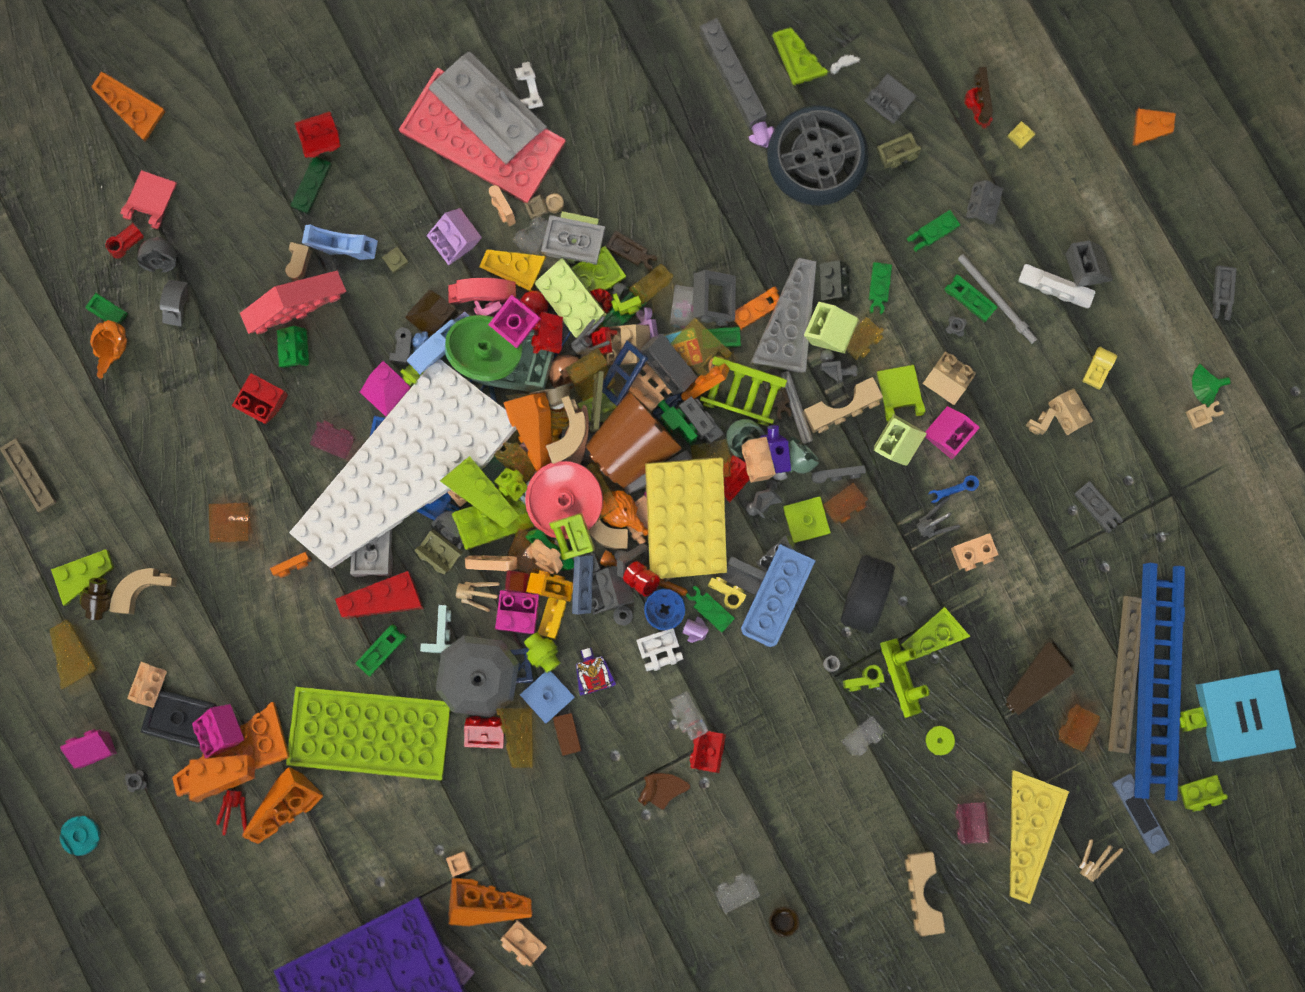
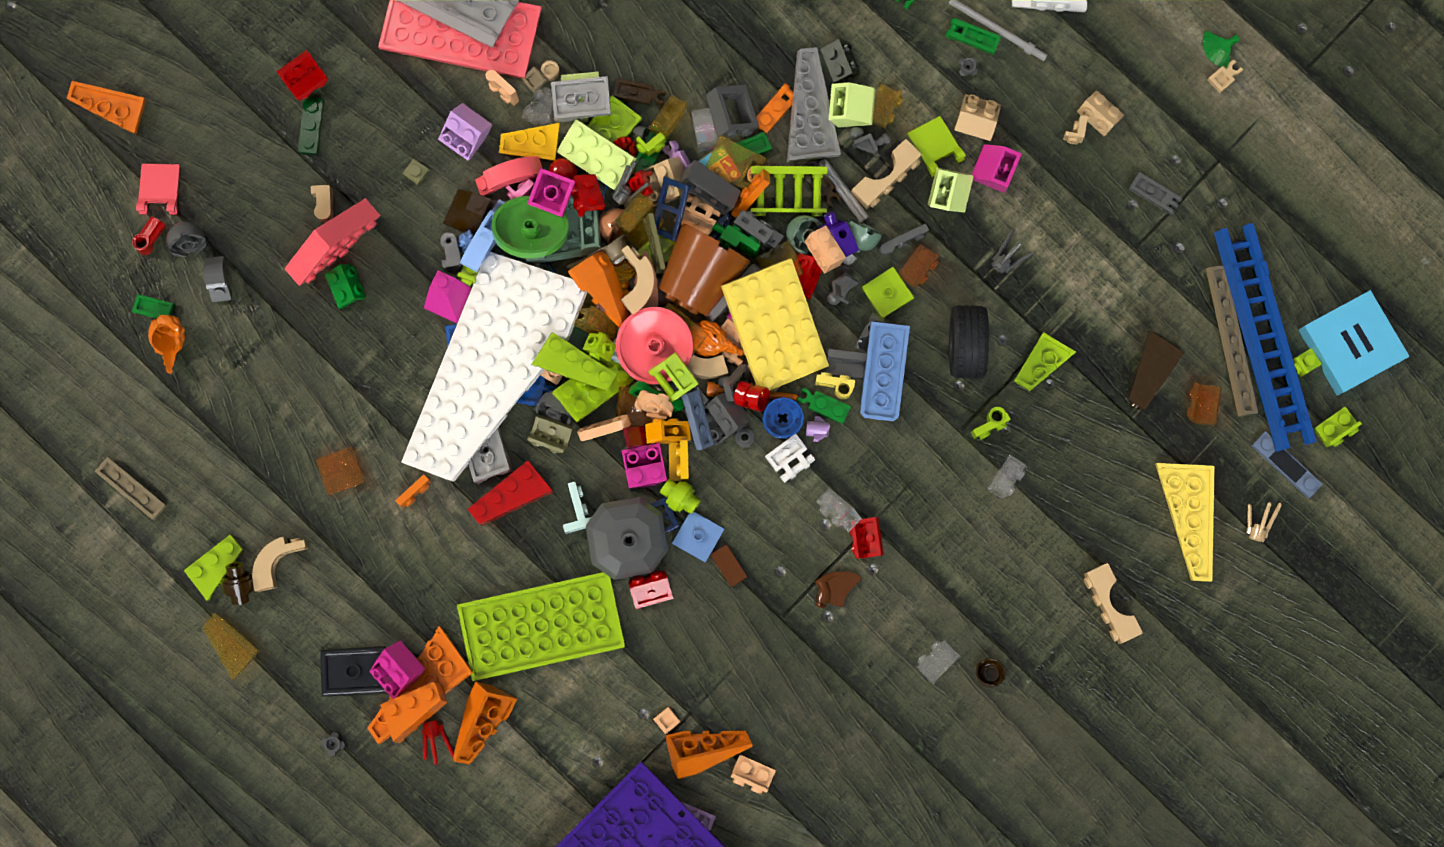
camera: 20 degrees left, 0 degrees up
(80, 835) = (296, 812): teal tile -> none
(88, 749) = (278, 727): dark pink slope -> none
(147, 685) = (313, 649): light nougat bracket -> none
(259, 399) = (331, 344): red slope -> none
(332, 440) = (413, 361): clear pink bracket -> none
(336, 243) = (352, 174): light blue arch -> none
(380, 650) = (526, 544): green plate -> none
(466, 592) = (589, 462): tan plant -> none
(518, 732) = (683, 578): clear yellow wing -> none
(593, 673) = (735, 500): torso -> none
(834, 662) = (957, 417): light grey hinge -> none
(879, 285) = (883, 51): green plate -> none
(903, 686) = (1028, 417): lime plate -> none
(940, 740) = (1079, 458): lime piece -> none
(957, 488) = (1021, 216): blue brick -> none
(972, 823) = (1135, 524): clear pink bracket -> none
(975, 551) = (1054, 272): light nougat brick -> none
(1099, 367) = (1114, 63): light yellow plate -> none

